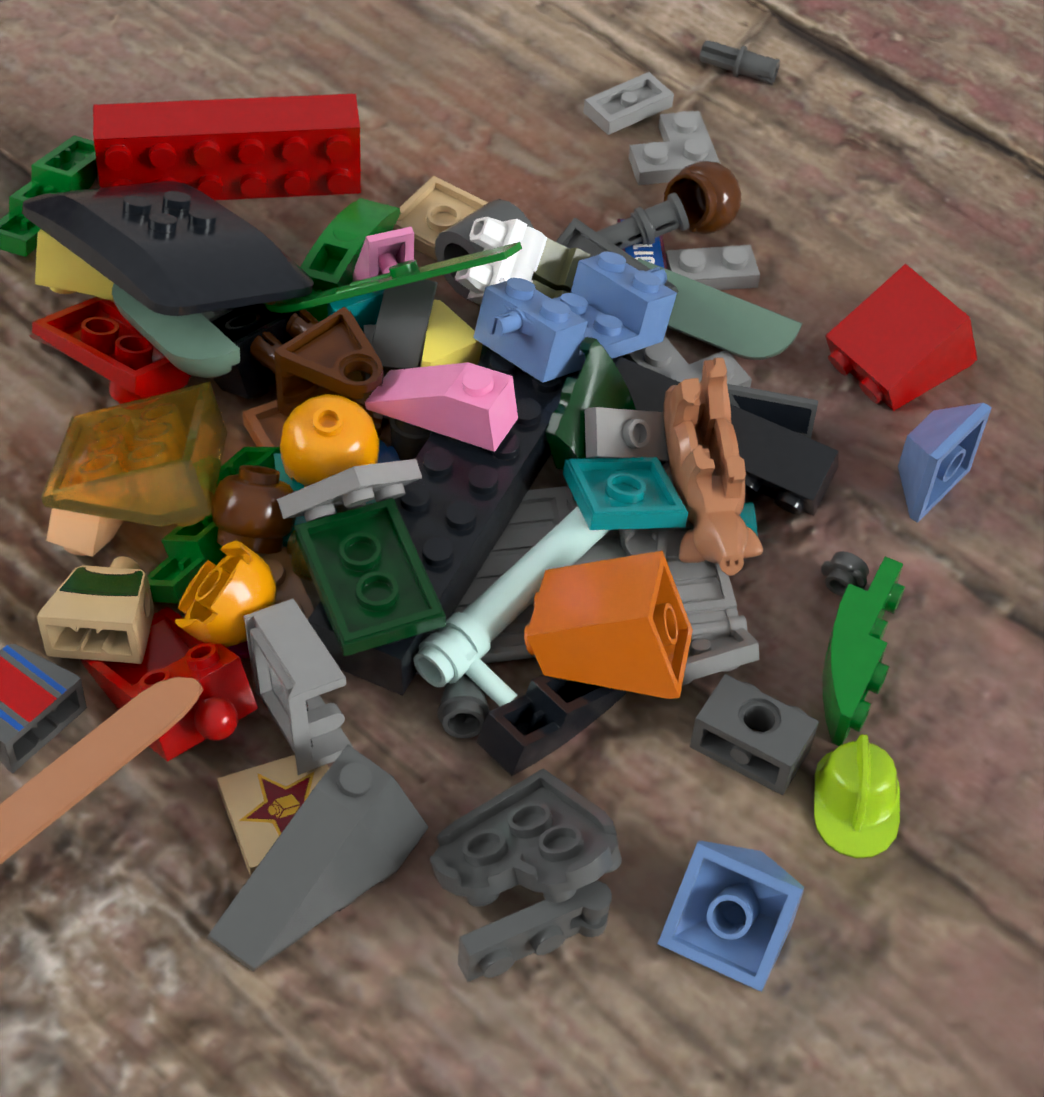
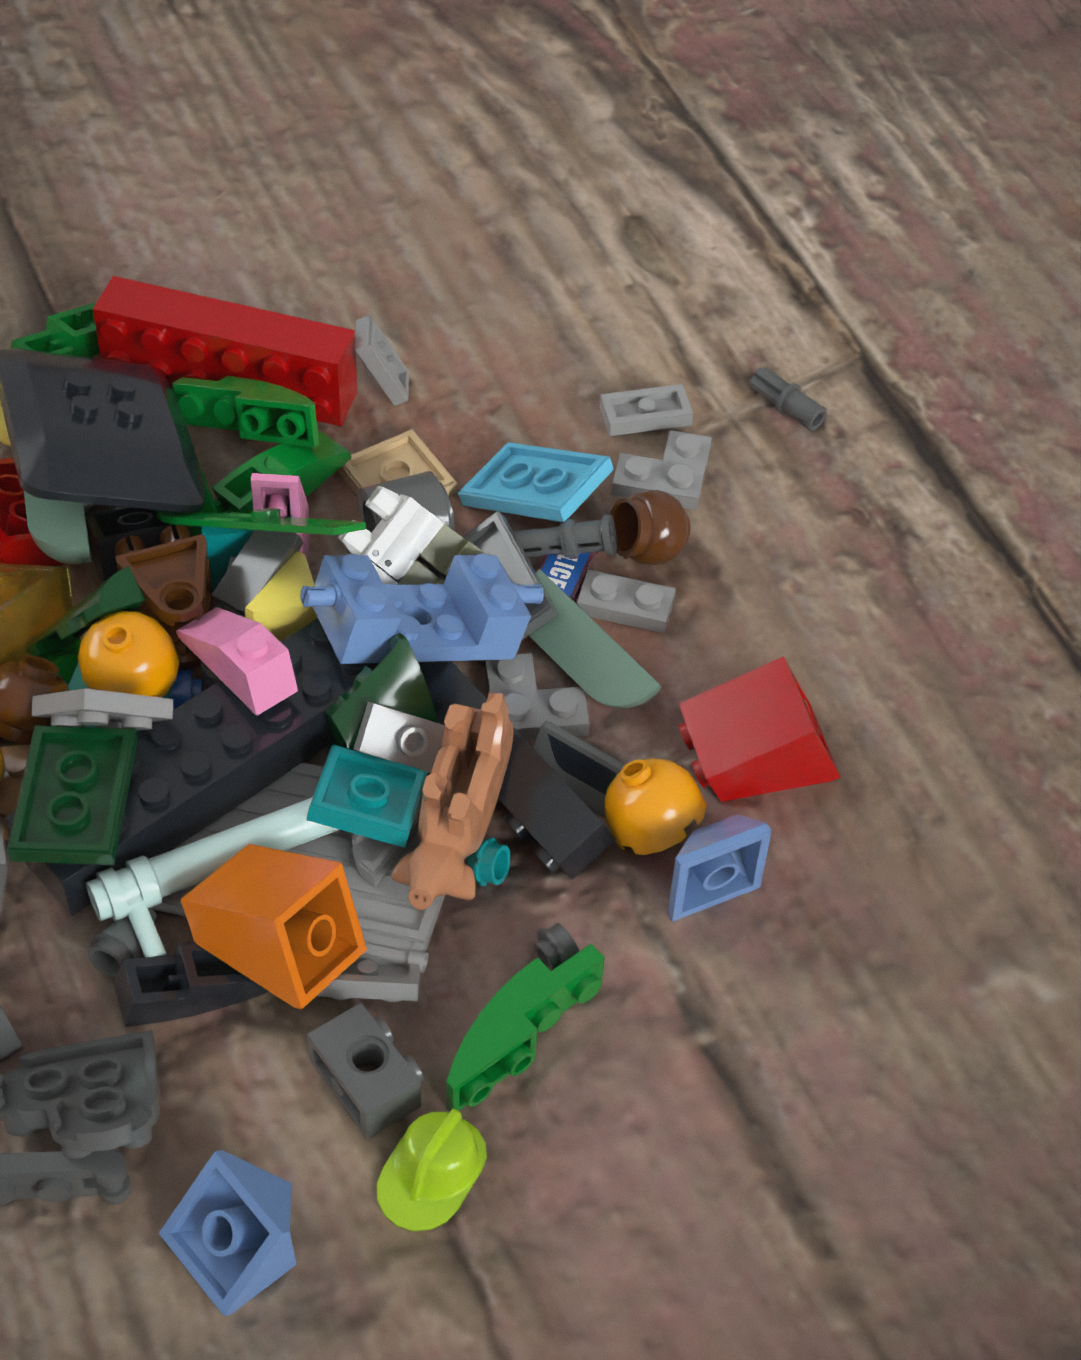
camera: 25 degrees right, 0 degrees up
(269, 412) = (114, 595): none -> dark green slope
(295, 192) = (249, 406): none -> green slope
(377, 121) = (381, 360): none -> light grey plate
(582, 186) = (536, 481): none -> medium azure tile
(861, 424) = (652, 805): none -> light orange cylinder

